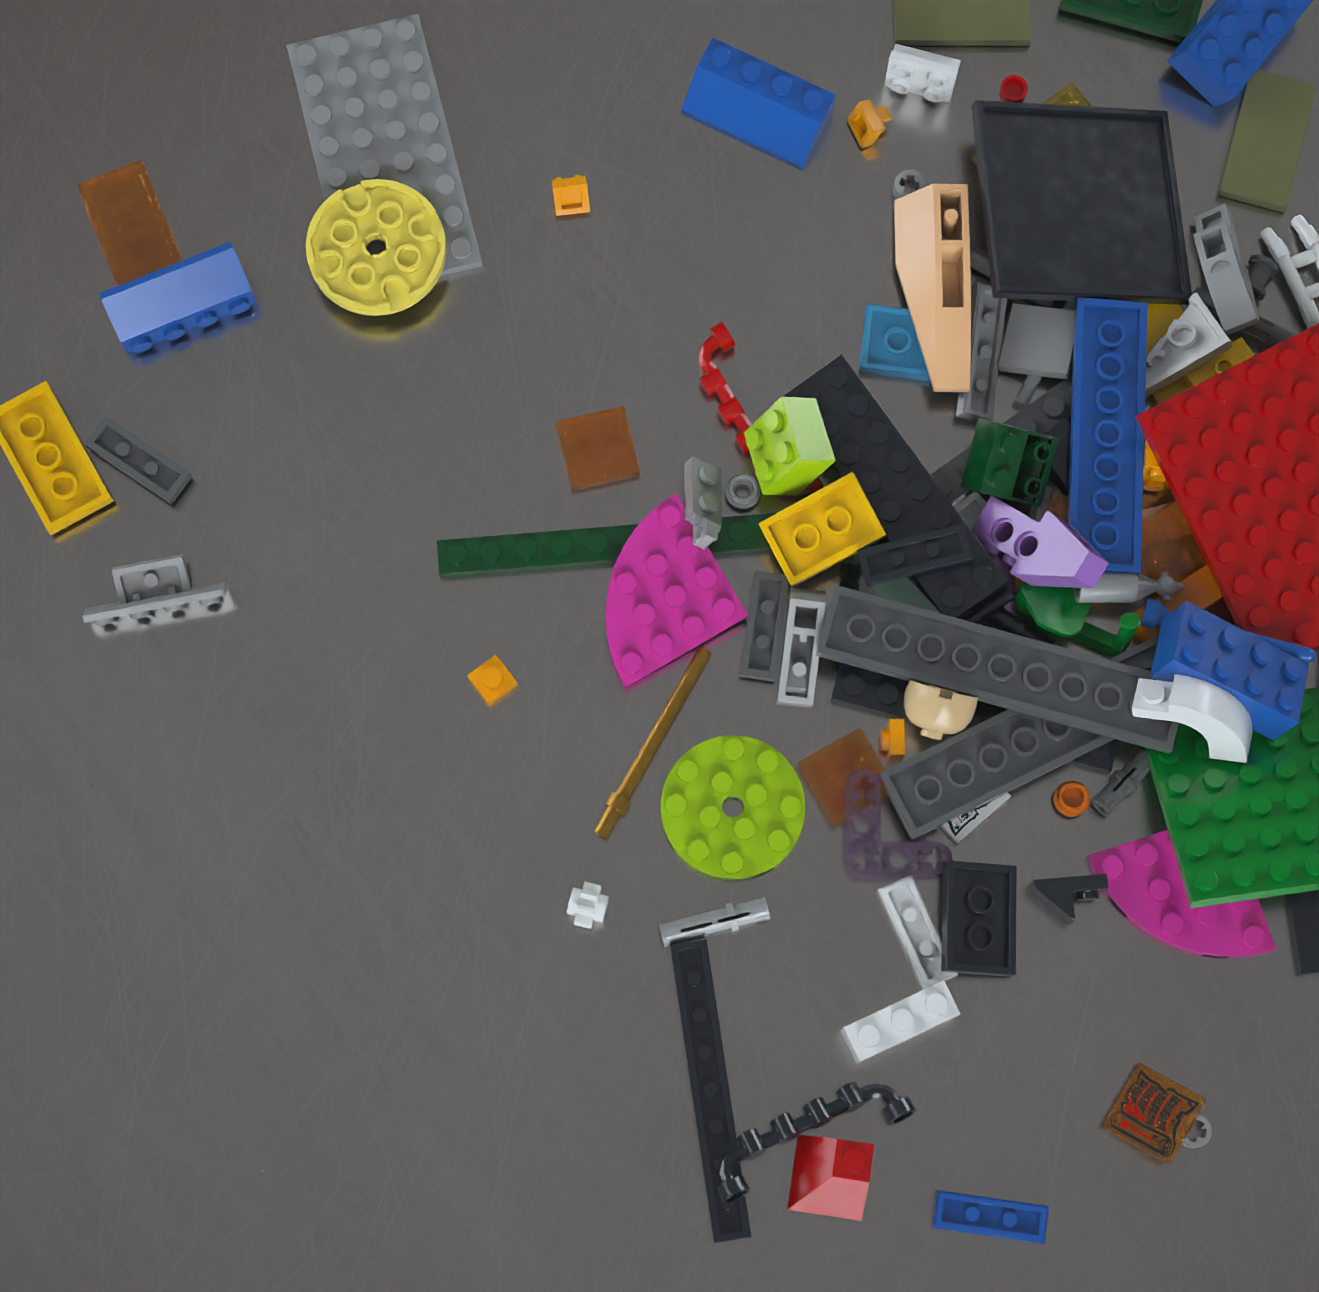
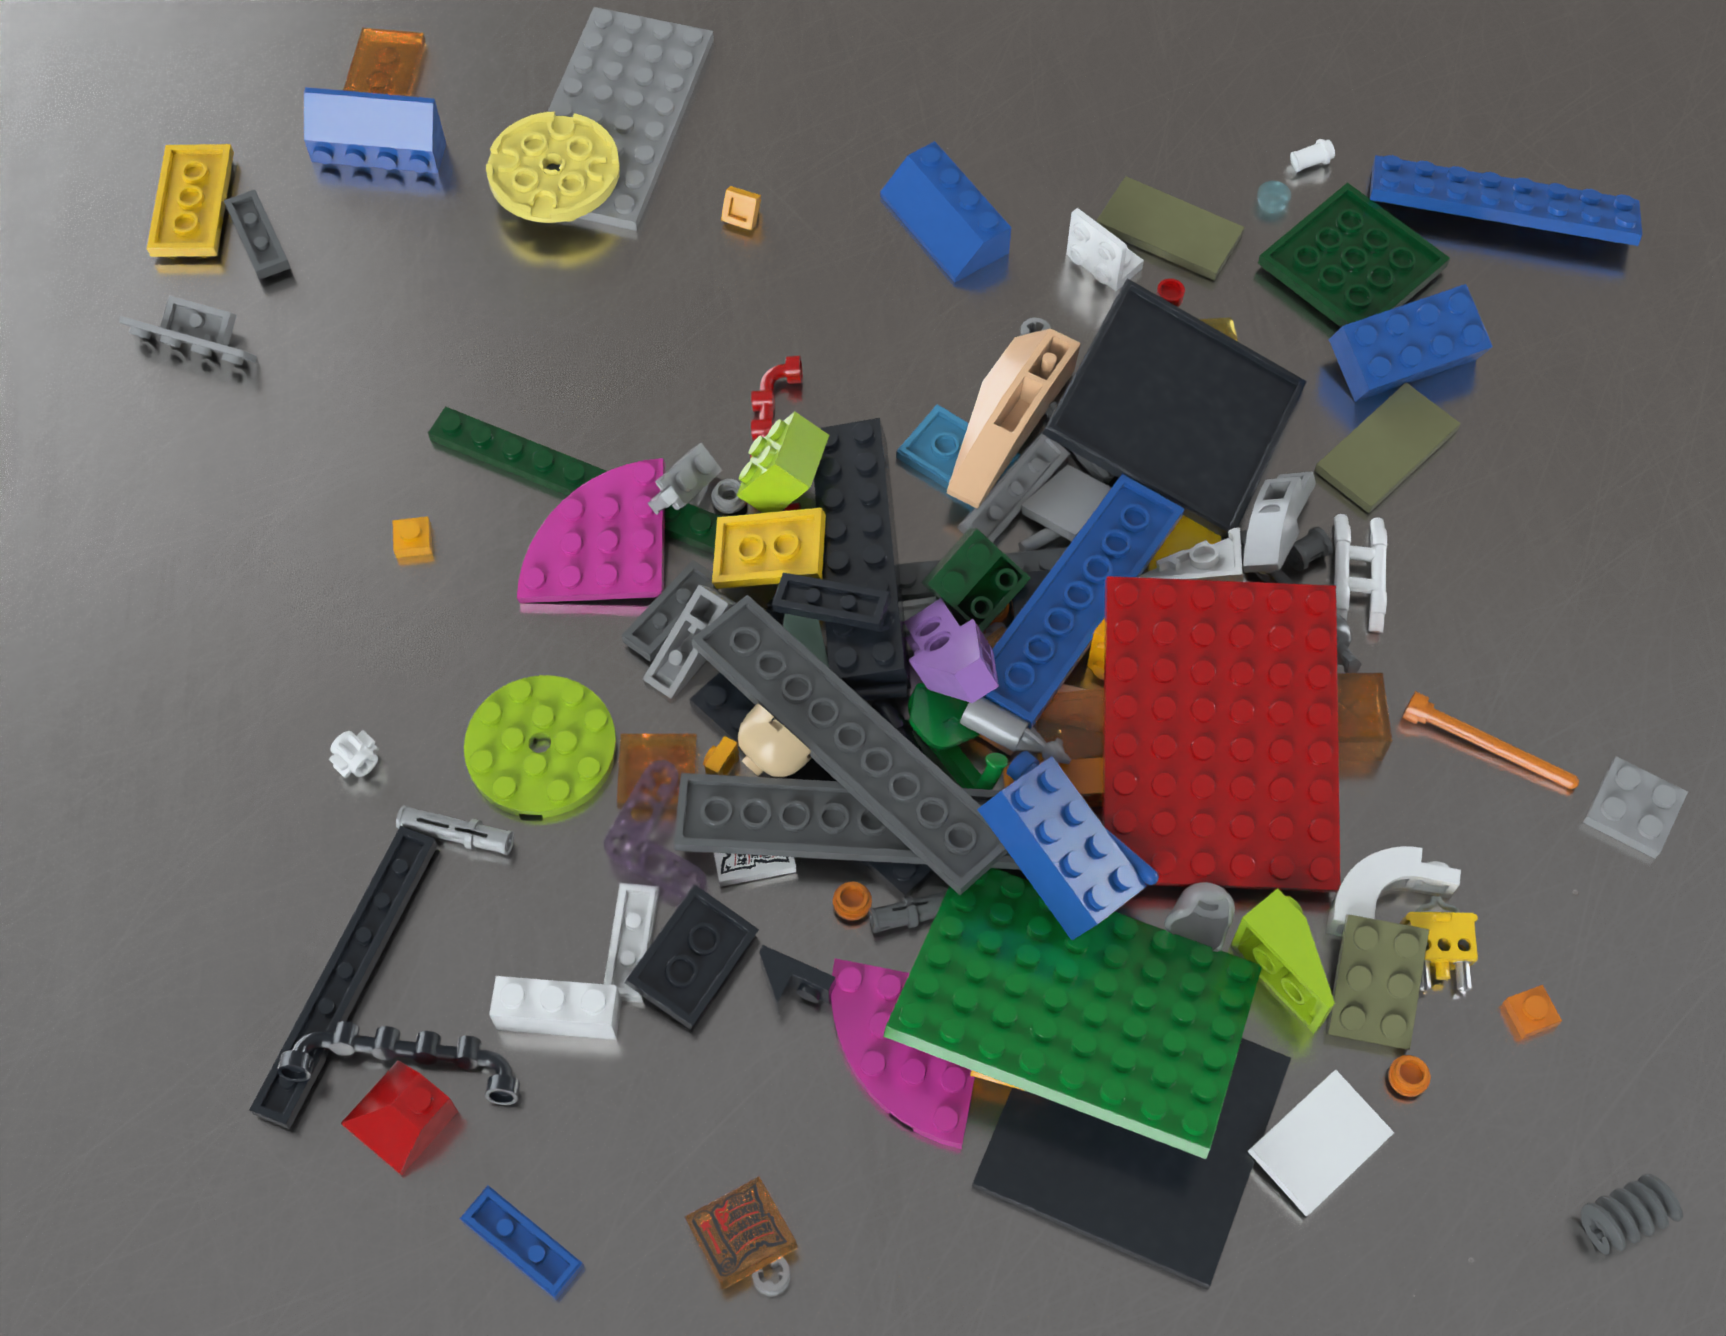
camera: 30 degrees right, 15 degrees down
(597, 448) = (630, 405): clear orange plate -> none
(618, 801) = (445, 688): pearl gold bar -> none
(868, 122) = (1032, 268): light orange tile -> none
(1201, 706) = (1015, 865): white arch -> none

